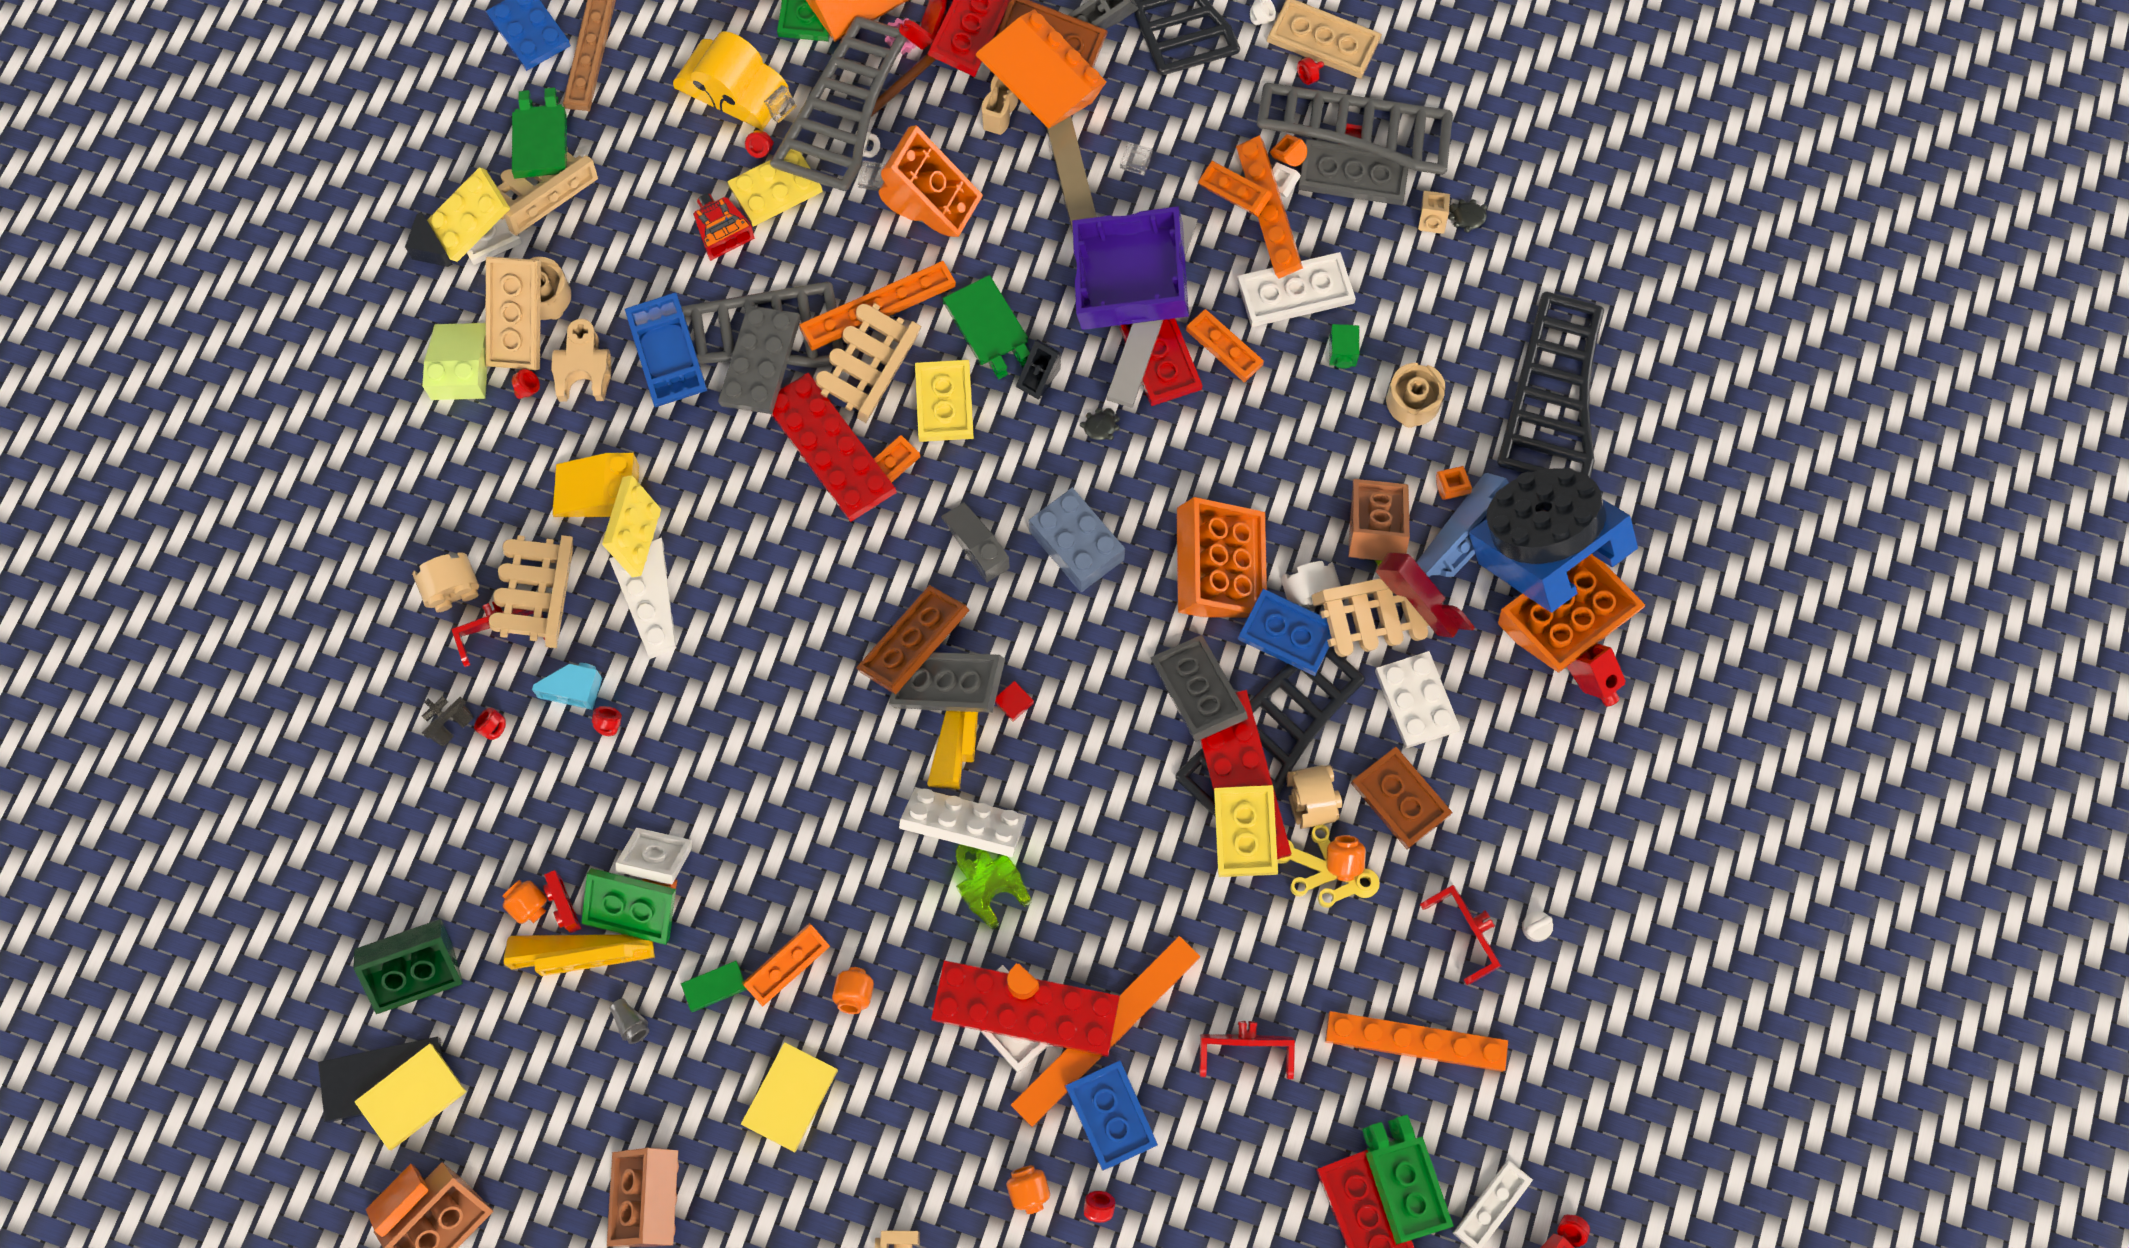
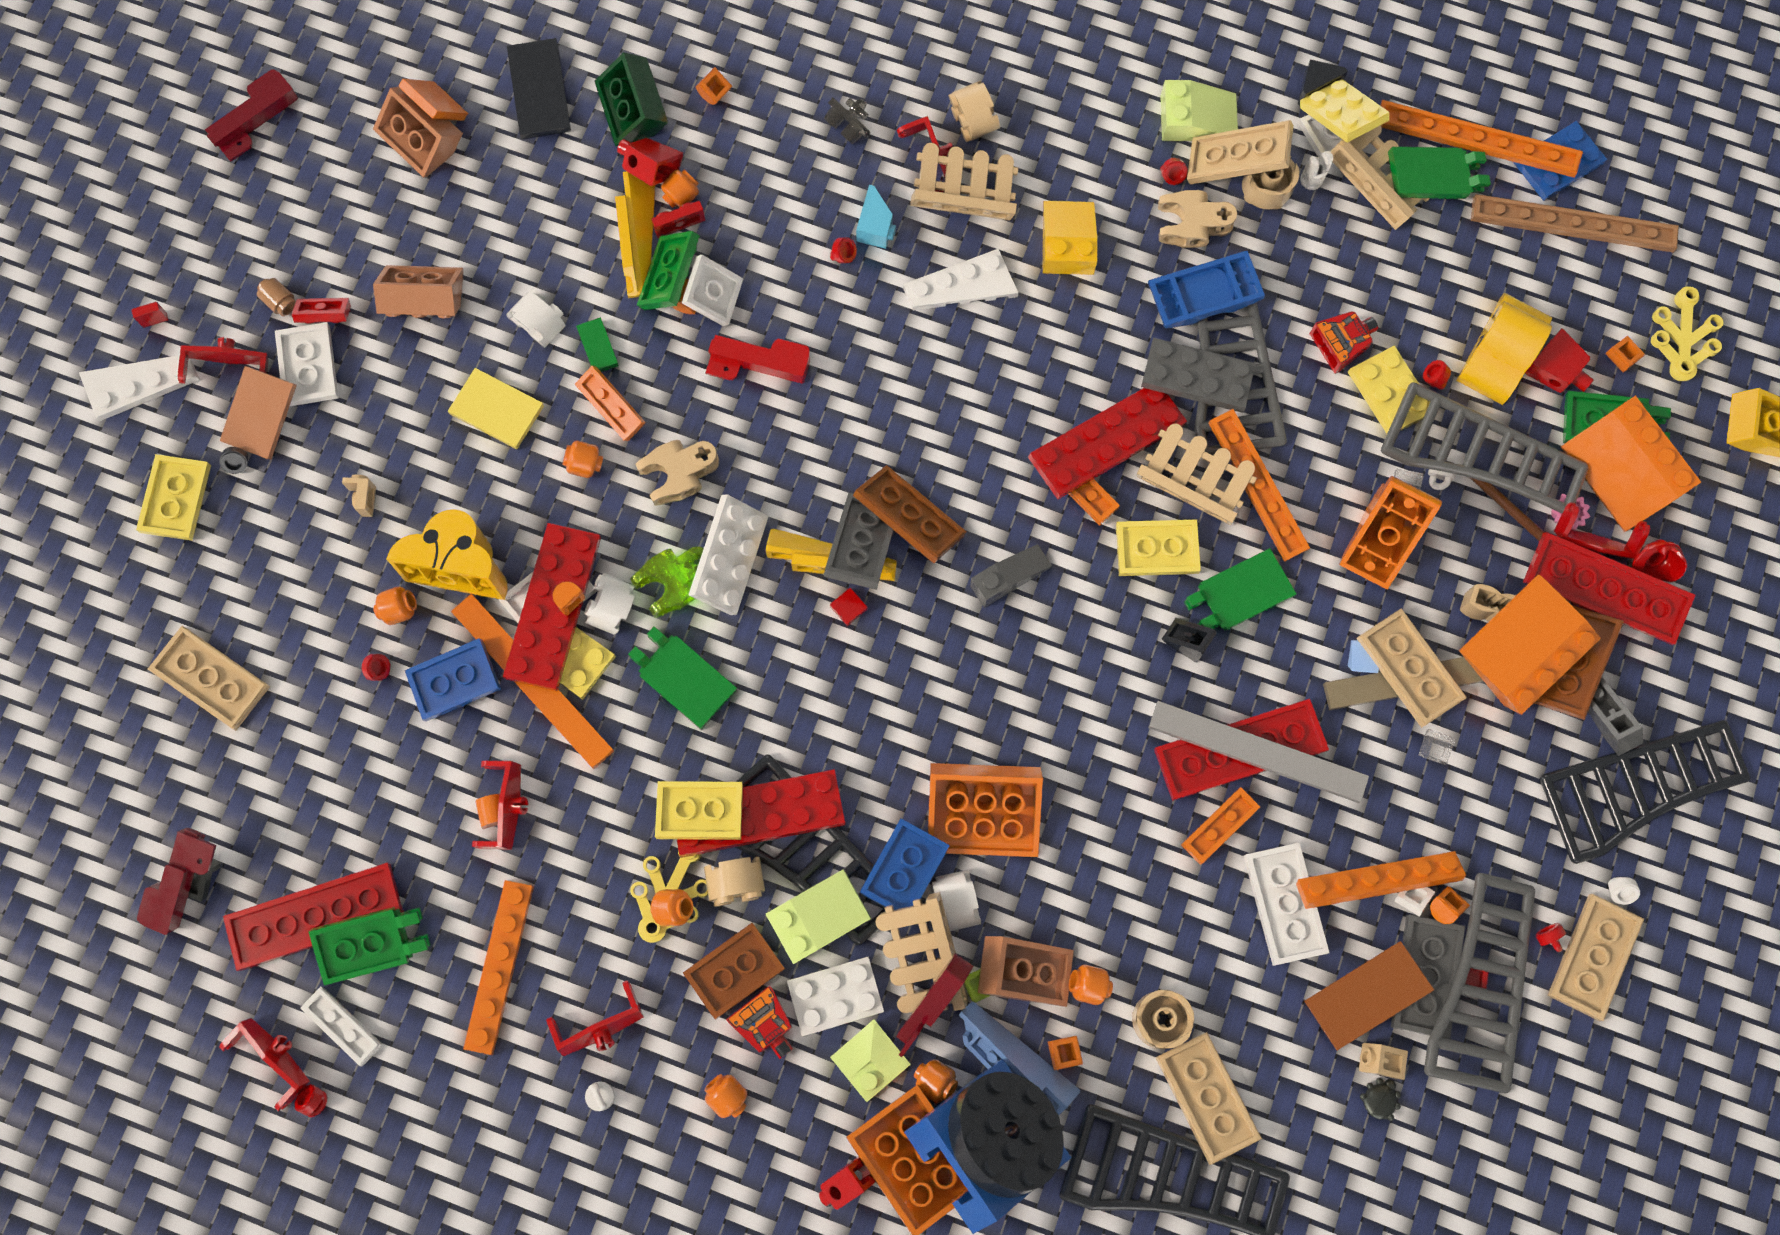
camera: 90 degrees right, 5 degrees up
(395, 871) = (713, 86): none -> orange brick
(410, 1097) = (519, 107): light yellow tile -> none
(488, 722) = (844, 153): red tile -> none
(489, 936) = (649, 160): none -> red torso
(503, 92) = (1482, 139): none -> orange tile
(531, 242) = (1316, 170): none -> white hinge
(629, 1022) = (569, 276): flat silver cone -> none
(631, 526) = (1022, 260): light yellow plate -> none
(677, 1058) = (537, 317): none -> white cylinder
(734, 779) = (783, 360): none -> red piece
(754, 29) = (1561, 364): none -> red torso
(780, 103) = (1483, 393): clear tile -> none
(862, 882) = (682, 466): none -> tan piece
(975, 1120) = (450, 557): none -> yellow brick
(1019, 944) = (610, 604): none -> white cylinder
(1052, 216) = (1360, 660): none -> light blue slope
(1062, 174) = (1411, 668): none -> tan tile
(1076, 539) = (1007, 668): sand blue brick -> none
(1086, 971) = (584, 664): none -> light yellow plate
(1097, 867) = (683, 678): none -> green tile
(1101, 424) = (1133, 699): pearl dark grey piece -> none
(1130, 268) = (1298, 727): dark purple tile -> none
(1199, 688) = (846, 775): dark grey plate -> none
(1235, 188) = (1398, 843): orange plate -> none
(1252, 1062) = (488, 810): none -> orange brick
(1342, 714) = (818, 916): none -> yellowish green slope
(1344, 346) = (1220, 949): green brick -> none
(1377, 220) = (1368, 995): none -> dark orange tile
(1387, 460) = (1090, 984): none -> orange head
(1450, 765) = (763, 1023): none -> torso
(1477, 663) = (870, 1060): none -> yellowish green plate
(1485, 357) = (1208, 1098): none -> tan tile
(1491, 598) = (936, 1080): none -> orange head
(1526, 798) = (726, 1096): none -> orange head

